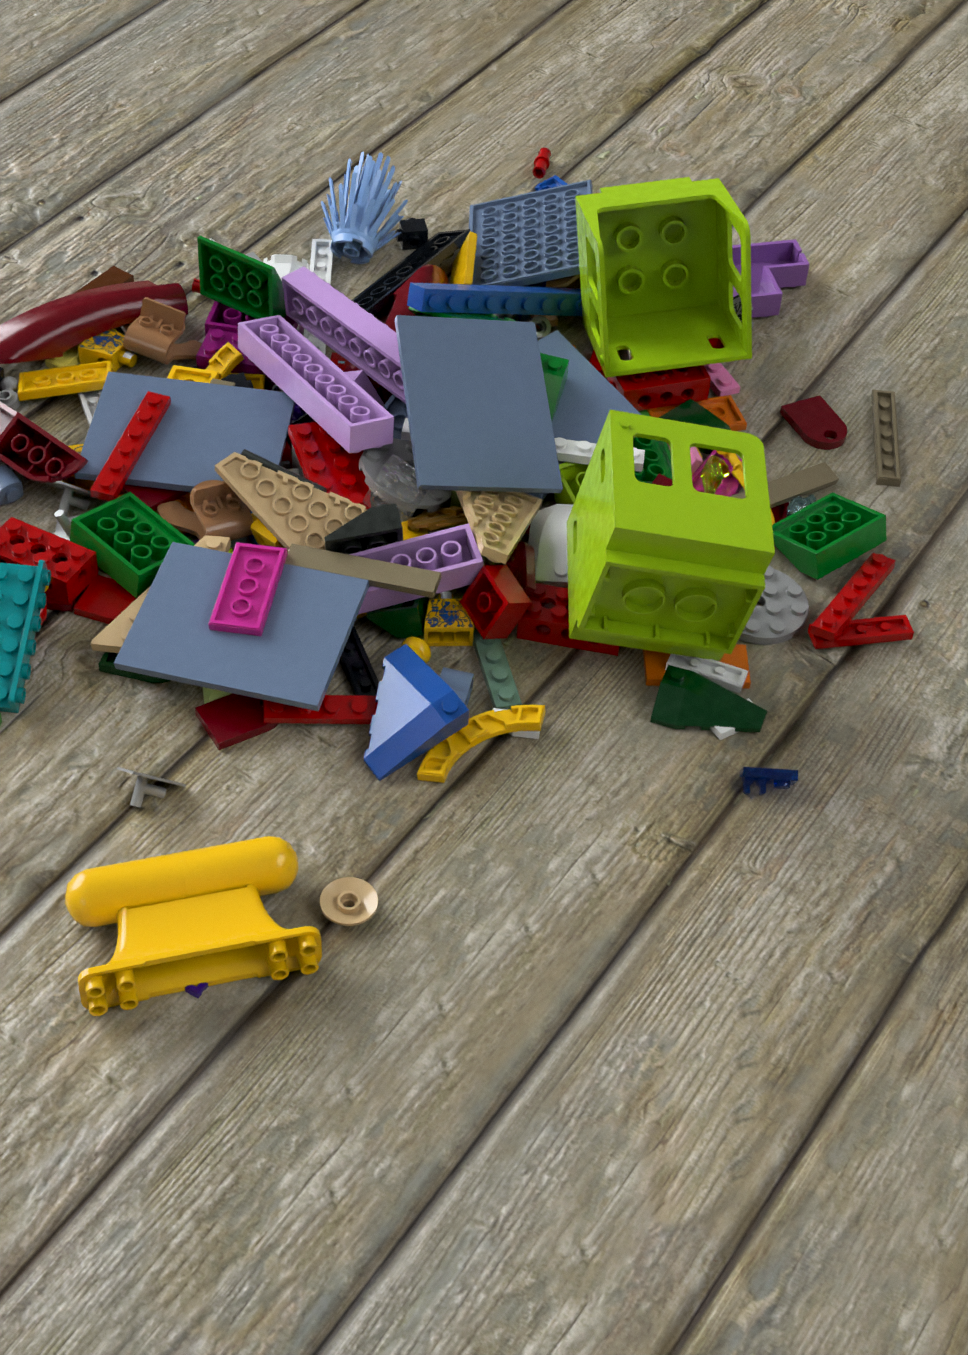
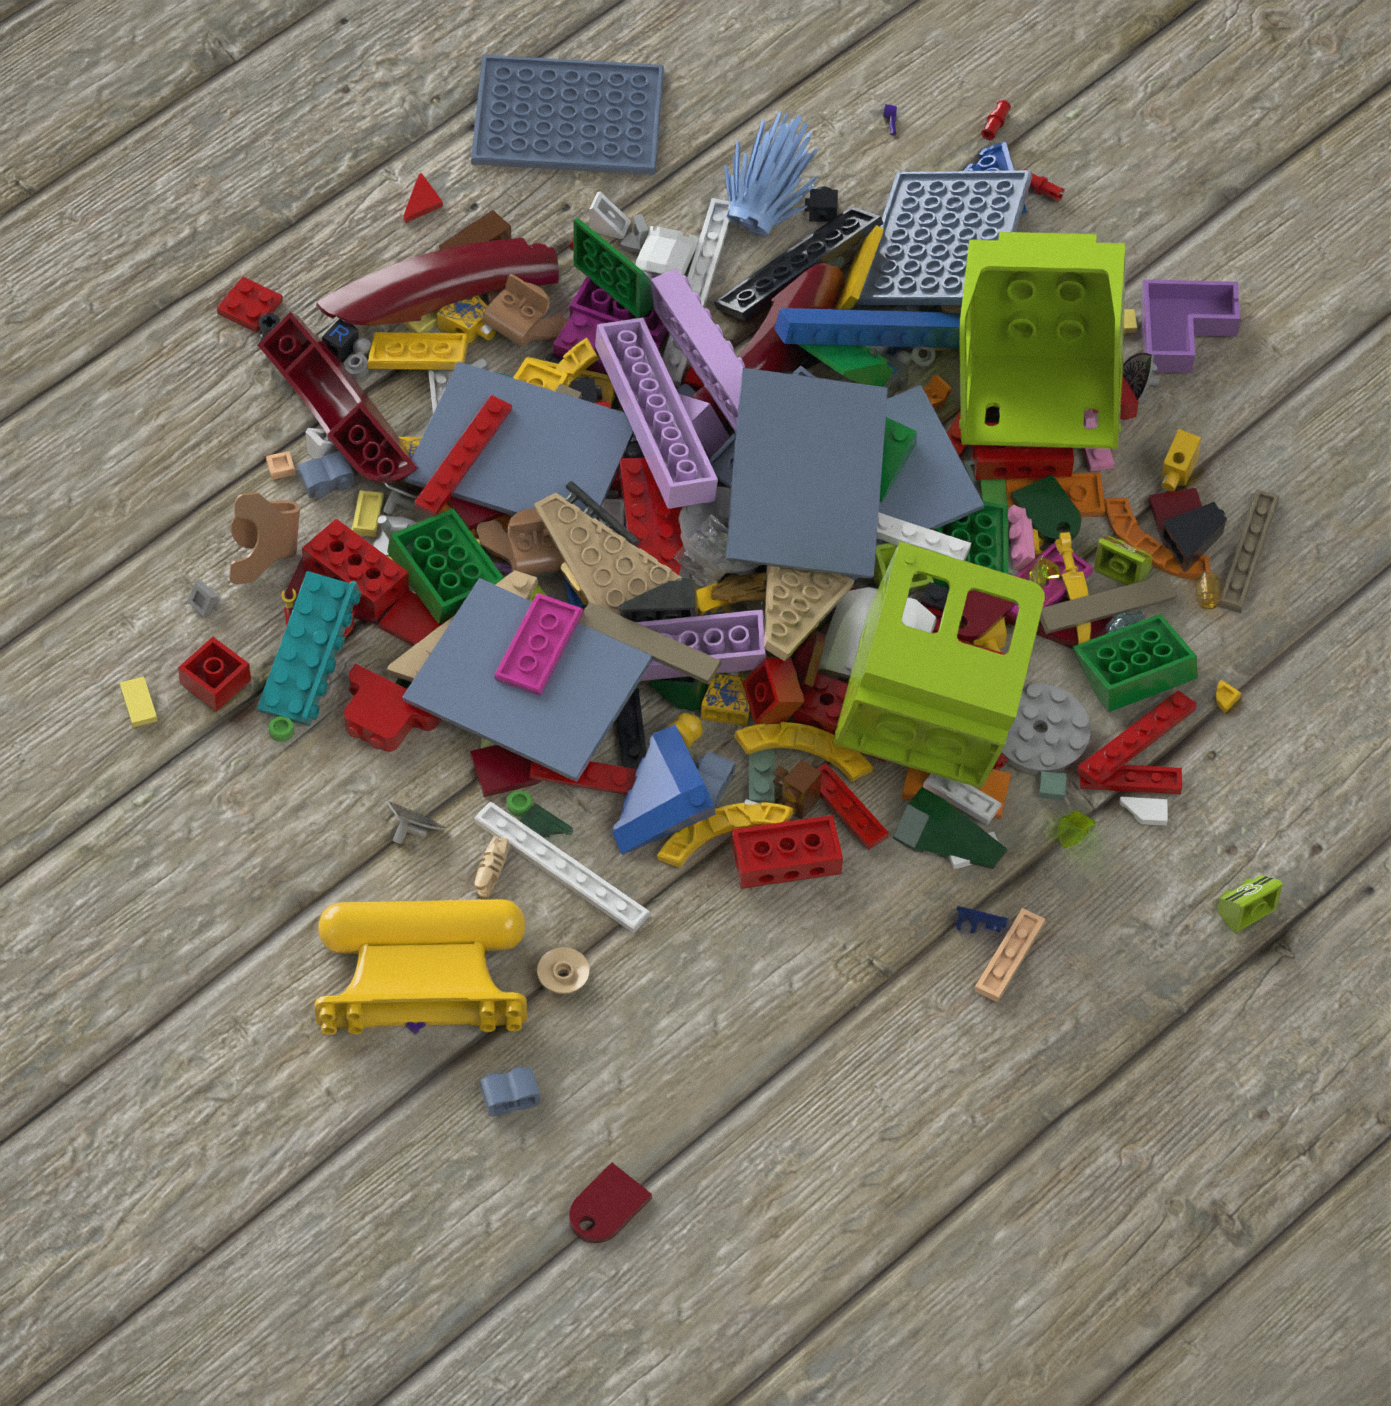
camera: 15 degrees right, 10 degrees up
(43, 514) = (367, 513): none -> light yellow tile
(44, 272) = (422, 200): none -> red tile
(92, 686) = (379, 712): none -> red brick
(164, 199) = (568, 114): none -> sand blue tile
(244, 811) = (491, 866): none -> tan hinge
(258, 749) = (519, 803): none -> bright green tile
(290, 763) = (544, 822): none -> clear green tile
(320, 802) = (562, 867): none -> white tile
(321, 1038) = (510, 1091): none -> sand blue brick
(449, 168) = (890, 112): none -> dark purple hand
(467, 1142) = (608, 1203): none -> dark red tile
(537, 644) = (807, 739): none -> yellow tile
(546, 684) = (800, 787): none -> reddish brown brick
(551, 746) = (786, 851): none -> red brick
(596, 698) = (850, 809): none -> red plate
(783, 455) = (1121, 561): none -> lime slope
(788, 650) = (1052, 785): none -> sand green tile
(797, 448) = (1127, 529): none -> orange tile
(799, 382) = (1180, 460): none -> yellow torso
(808, 808) = (1009, 955): none -> light nougat plate
(826, 683) = (1074, 828): none -> clear neon green tile
(834, 426) = (1193, 533): none -> black slope
(865, 469) = (1208, 590): none -> clear yellow brick
(886, 657) = (1147, 810): none -> white tile
(916, 552) = (1226, 696): none -> yellow tile

